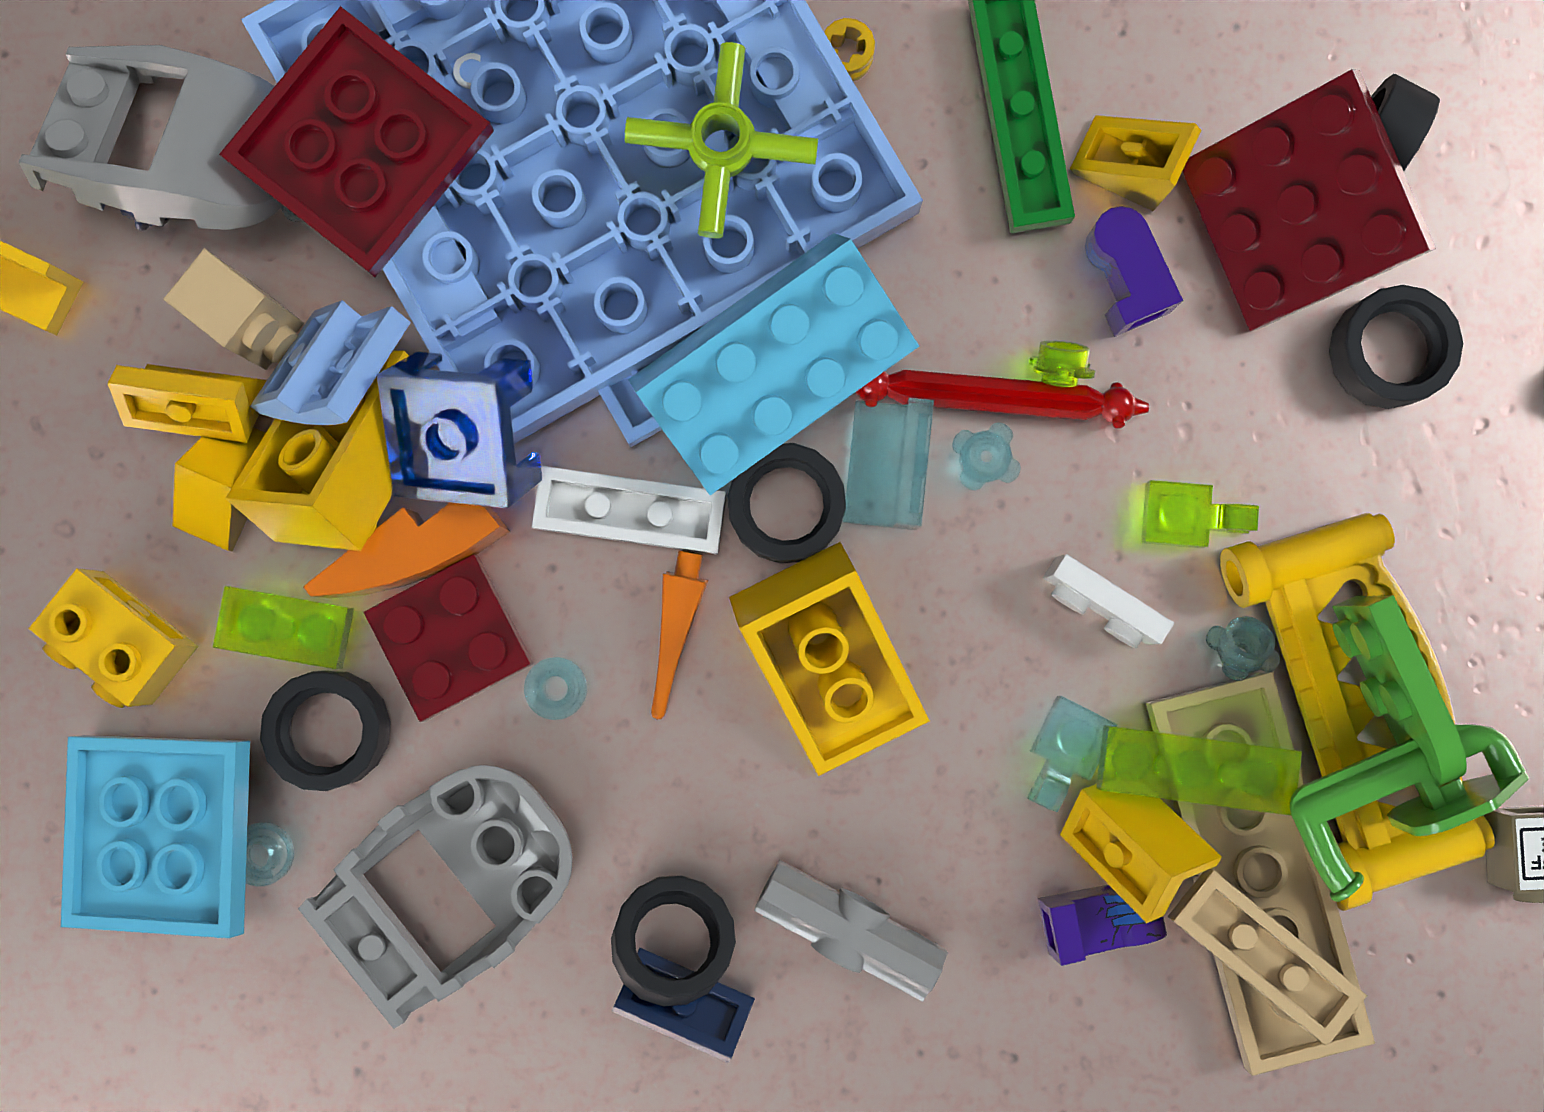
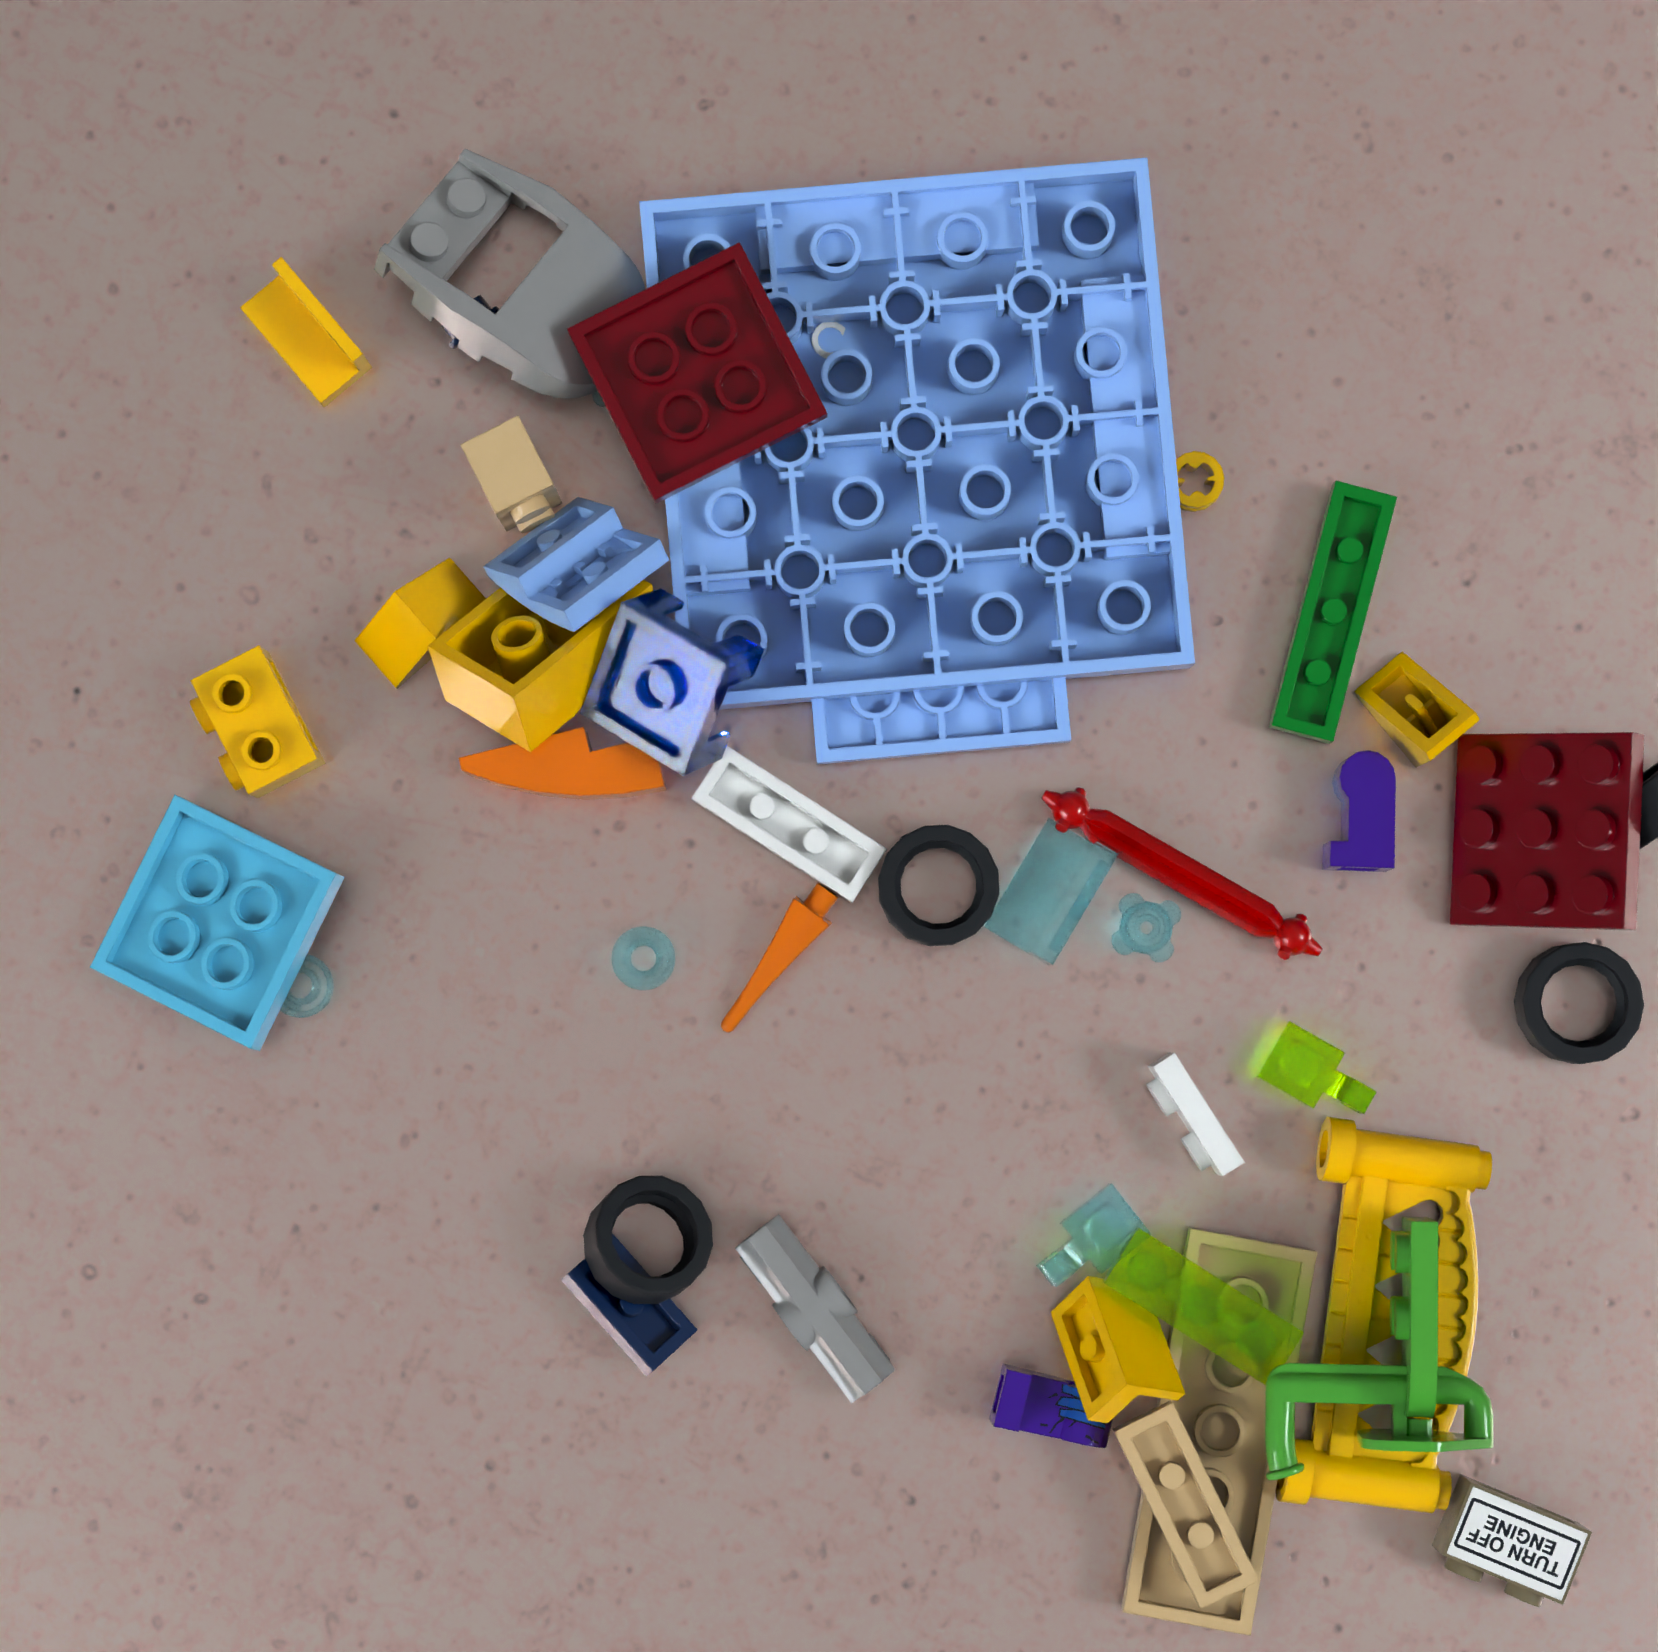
camera: 20 degrees right, 0 degrees up
(185, 401) = (428, 534): yellow panel -> none
(279, 746) = (366, 890): black tyre -> none
(283, 627) = (417, 784): clear neon green plate -> none
(448, 638) = (565, 864): dark red plate -> none
(498, 845) = (524, 1077): light grey slope -> none
(716, 116) = (1046, 502): lime bar -> none
(774, 362) = (985, 751): medium azure brick -> none
(828, 658) = (910, 1048): yellow slope -> none
(1062, 363) = (1257, 873): clear neon green plate -> none
(1251, 636) = (1313, 1207): clear light blue plate -> none

